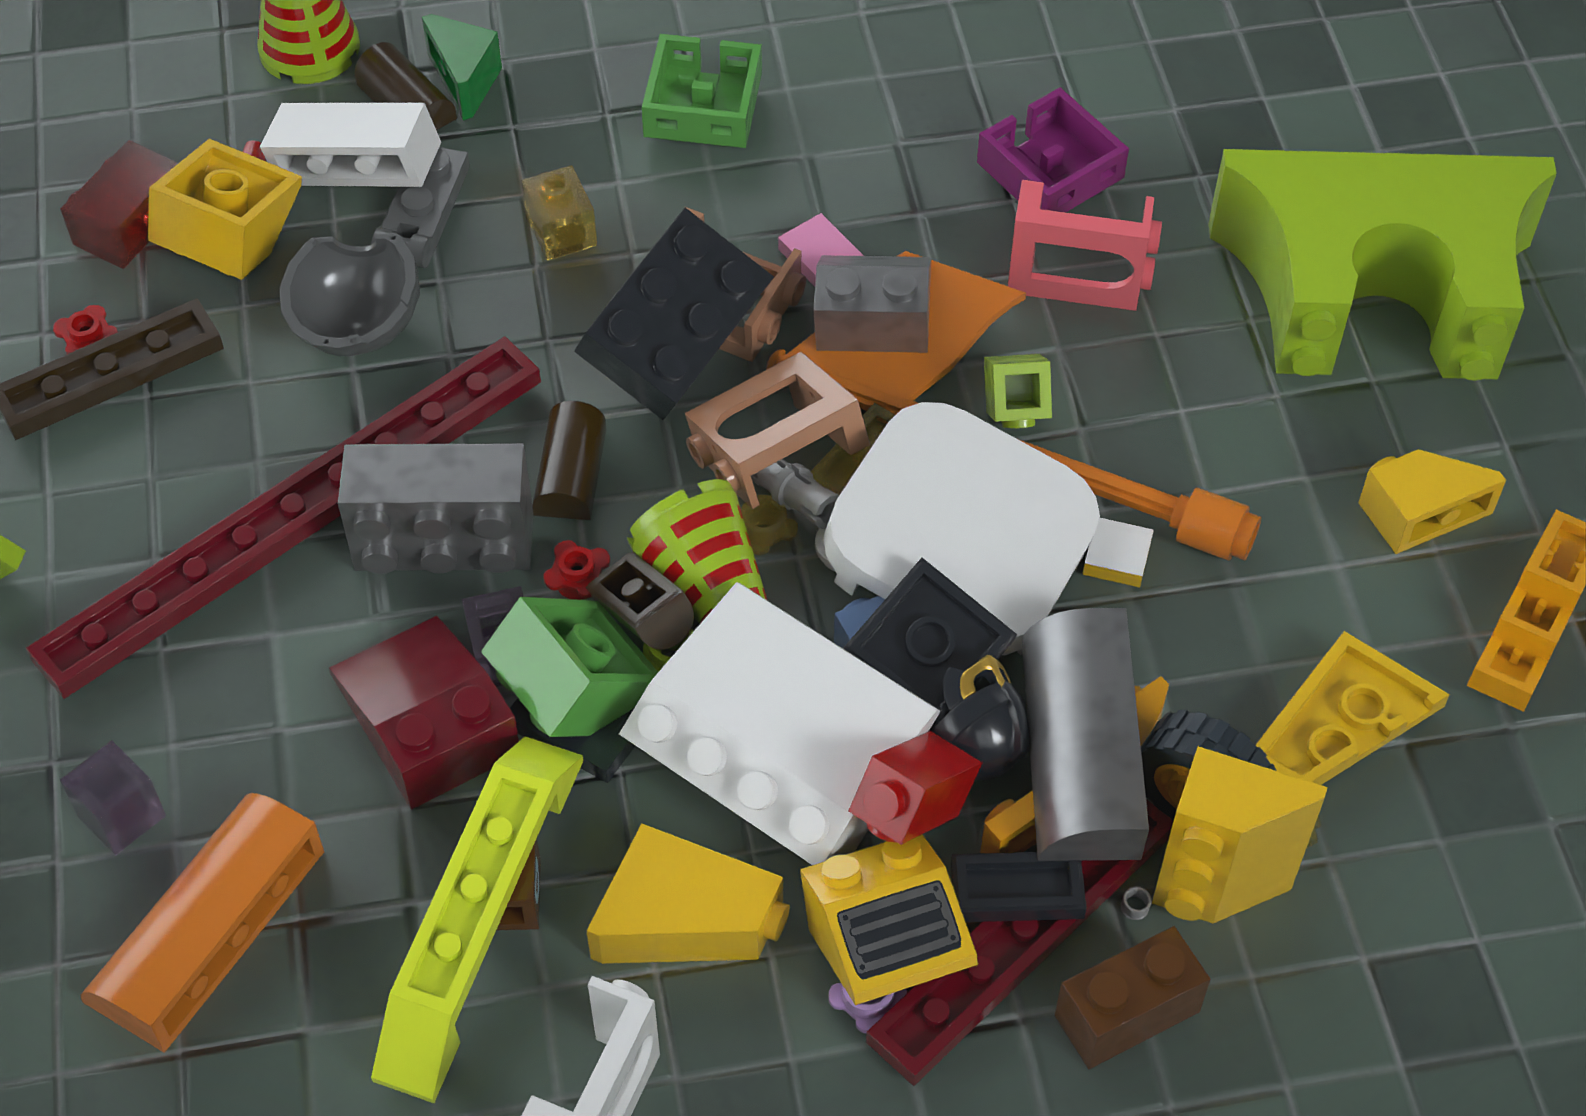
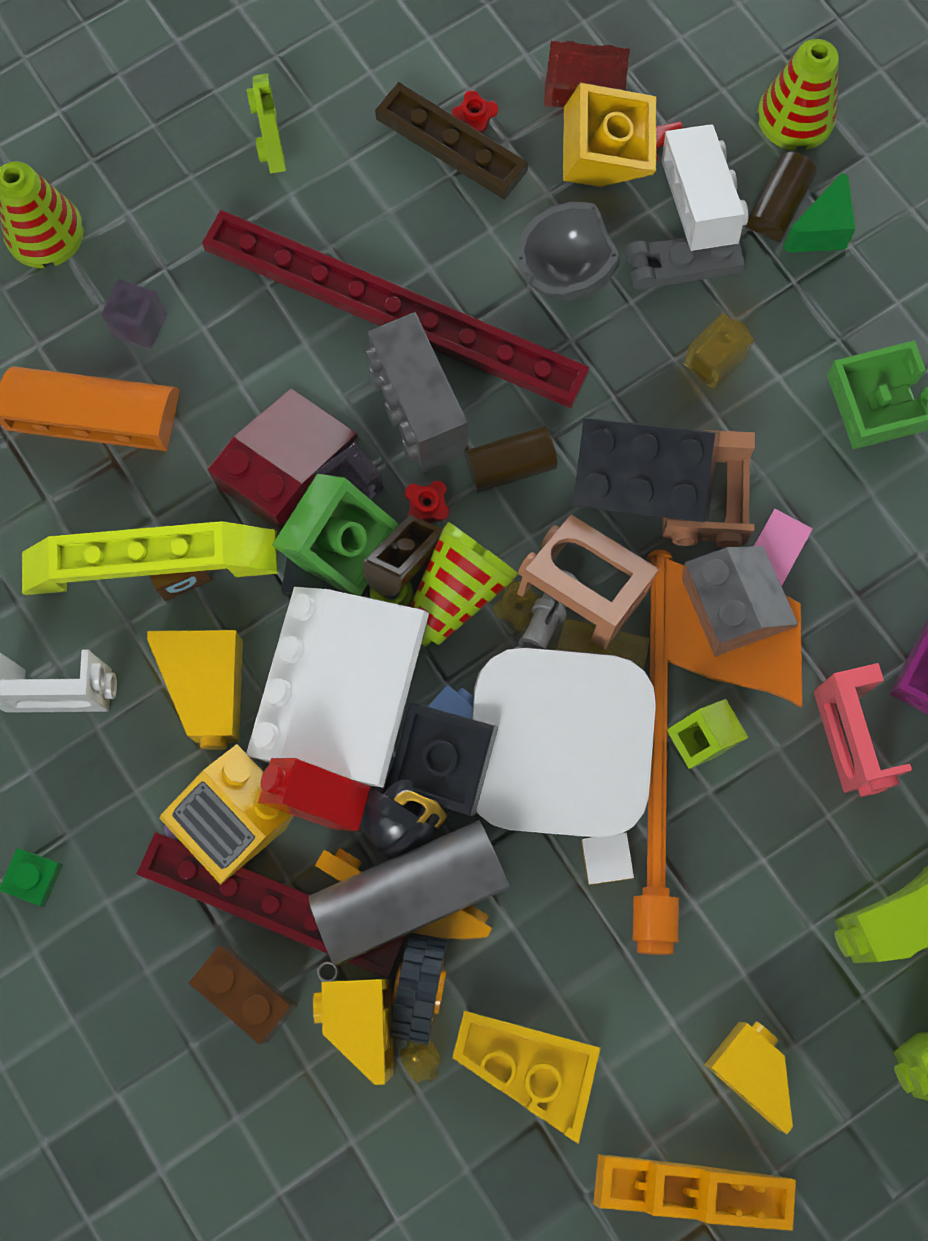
camera: 70 degrees right, 20 degrees up
(1017, 887) = (288, 887): black tile -> none

